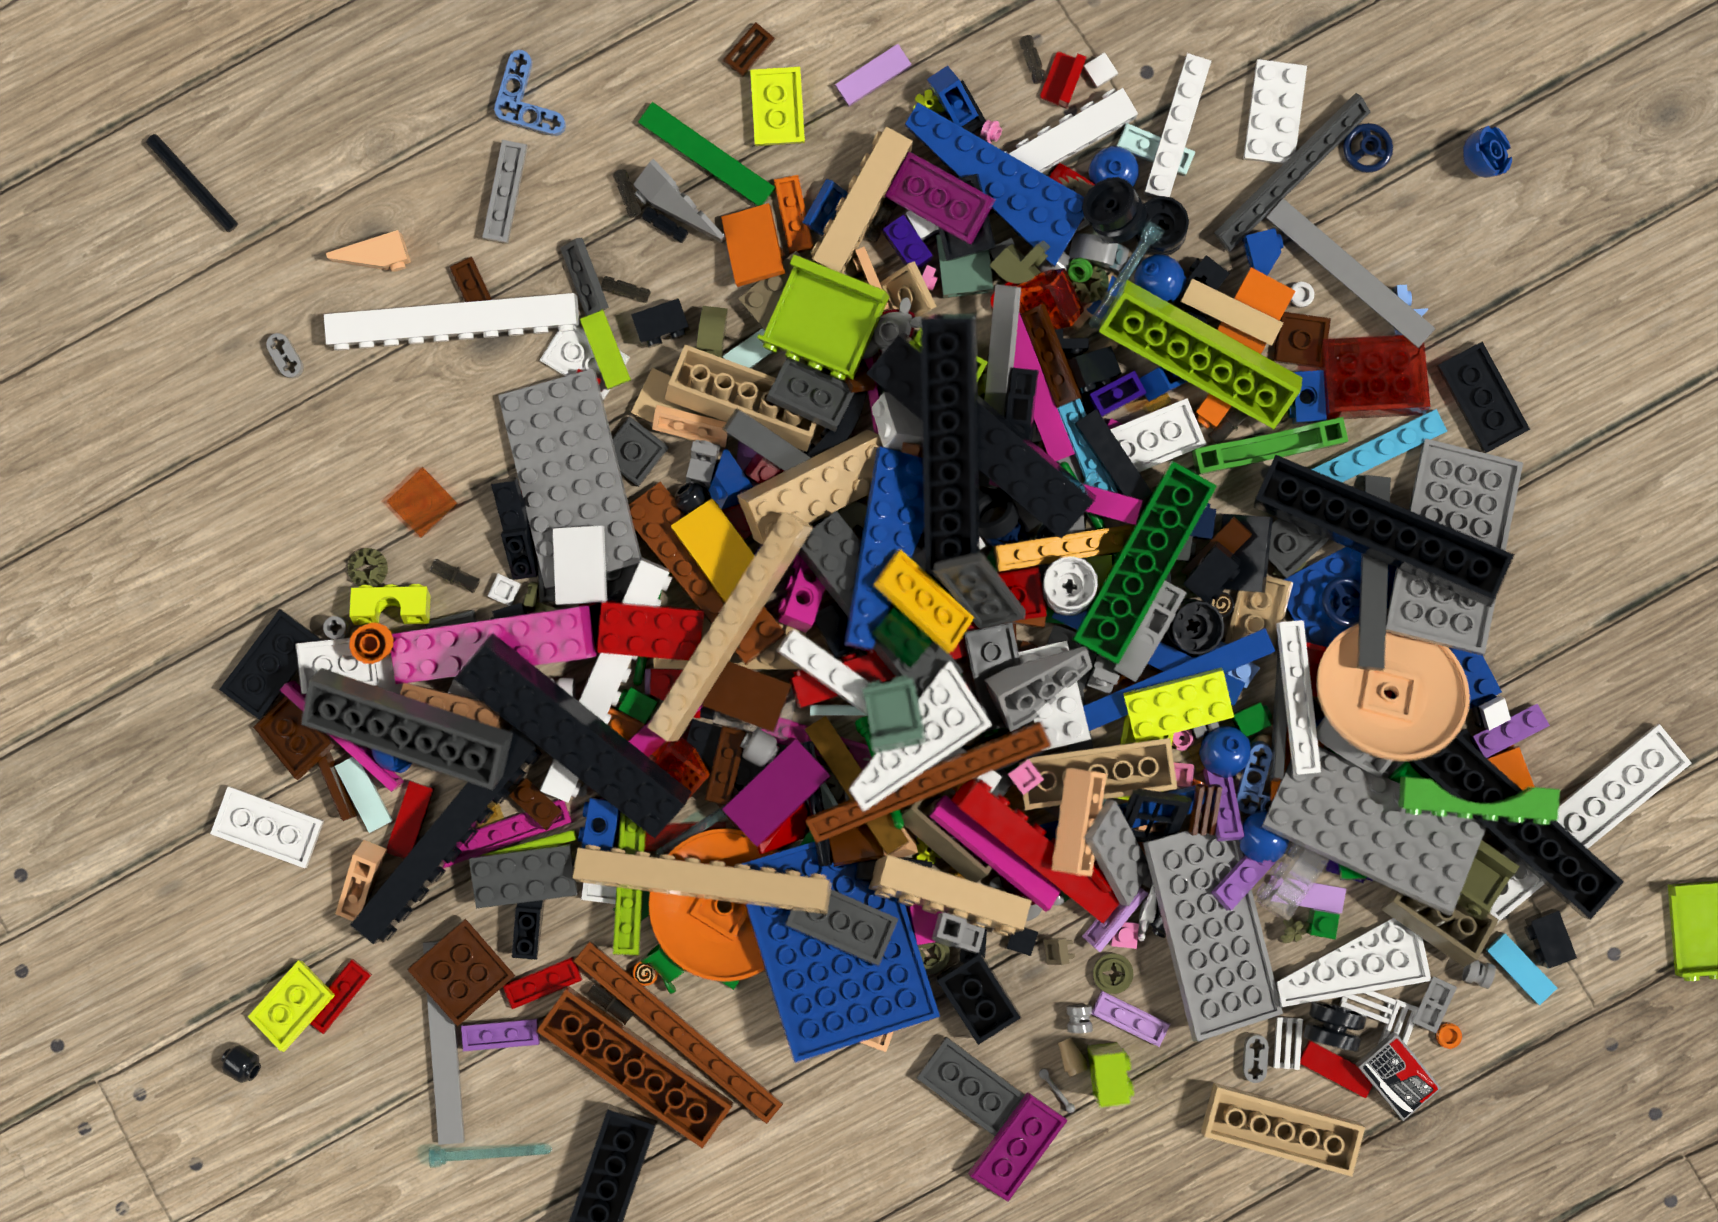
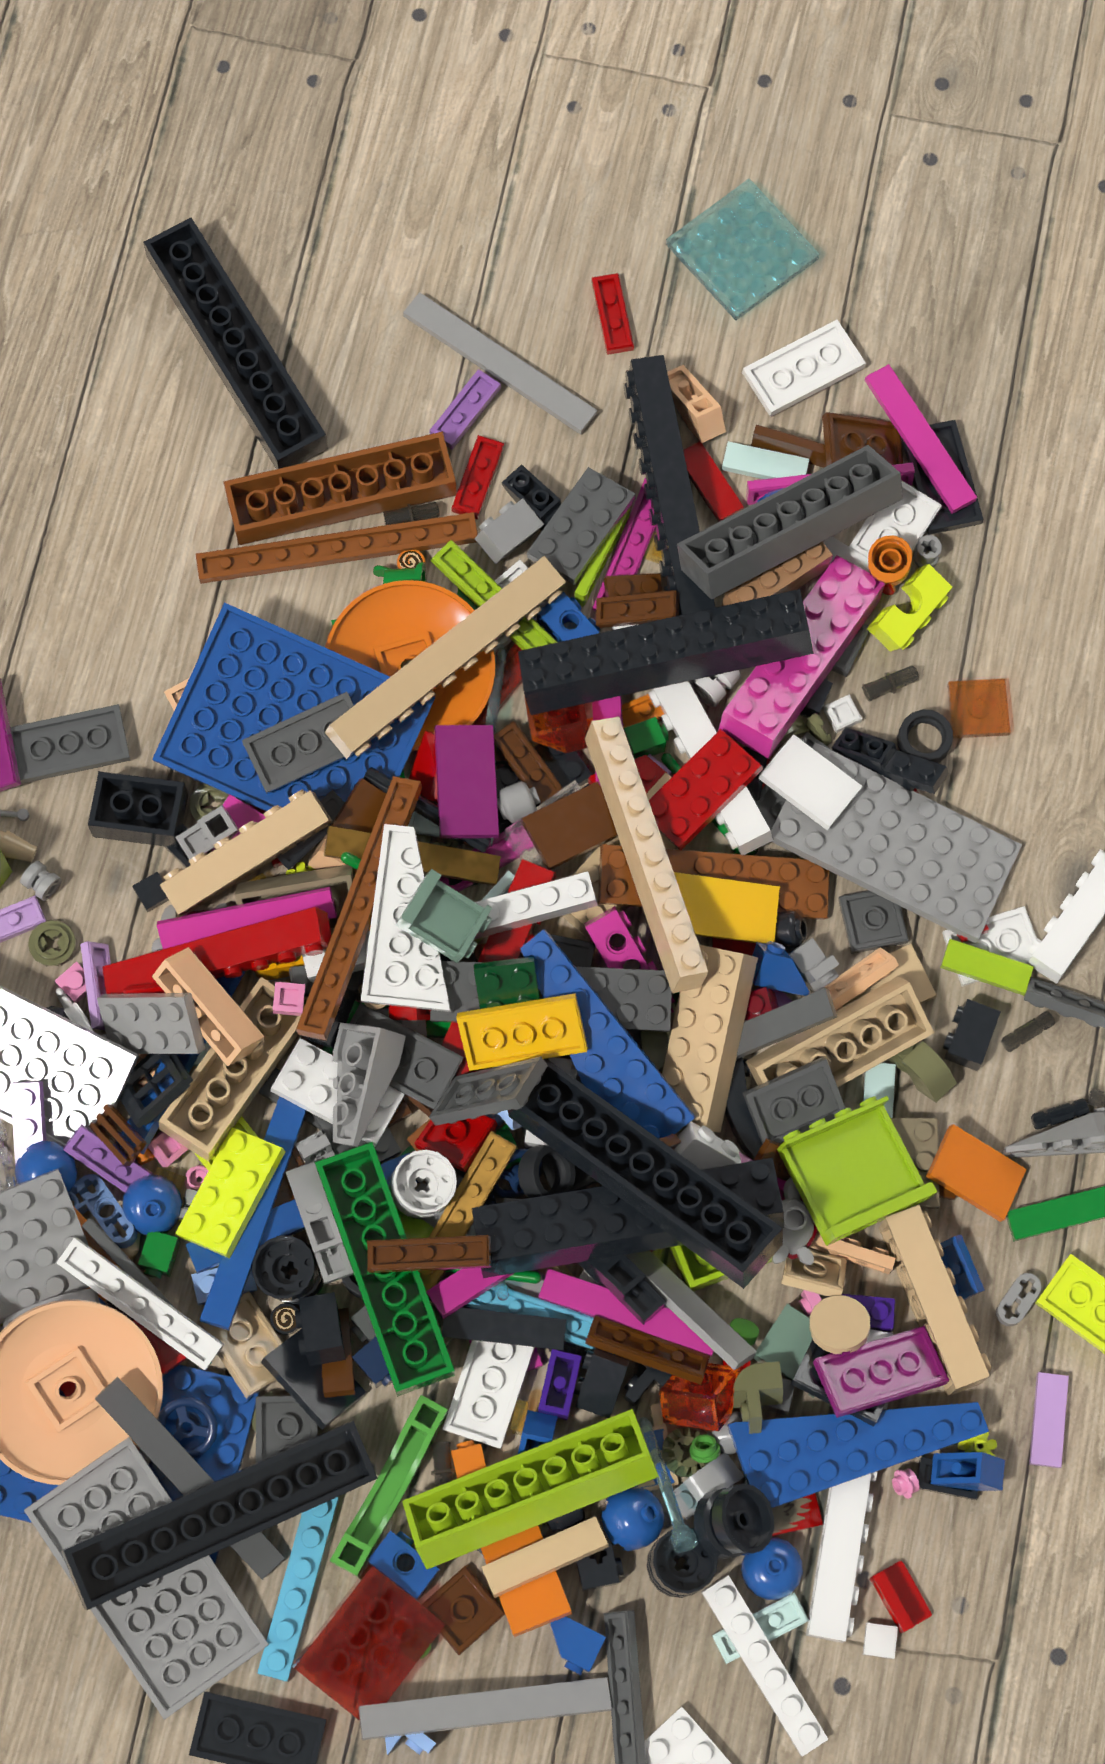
camera: 130 degrees right, 15 degrees down
(210, 947) = (742, 249): none -> clear light blue plate
(240, 1064) = (624, 197): black head -> none
(255, 700) = (920, 439): none -> dark pink tile
(291, 1005) = (637, 270): neon yellow plate -> none
(374, 558) = (963, 630): olive gear -> none
(440, 1156) = (409, 284): clear light blue piece -> none
(457, 519) = (926, 717): none -> black tyre
(461, 972) = (545, 418): reddish brown plate -> none
(554, 784) = (636, 608): none -> reddish brown tile
(567, 924) = (509, 530): none -> light grey brick
(793, 214) = (978, 1237): orange tile -> none
(810, 148) = (1012, 1295): none -> light grey beam
(880, 220) = (903, 1307): clear smoke axle -> none
(933, 246) = (839, 1324): none -> tan tile
(982, 308) = (746, 1329): none -> bright green tile
(1032, 59) = (943, 1583): clear smoke axle -> none
(1057, 951) = (115, 910): dark tan tile -> none
(1116, 537) = (429, 1254): none -> reddish brown tile
(1303, 296) = (505, 1647): white tile -> none

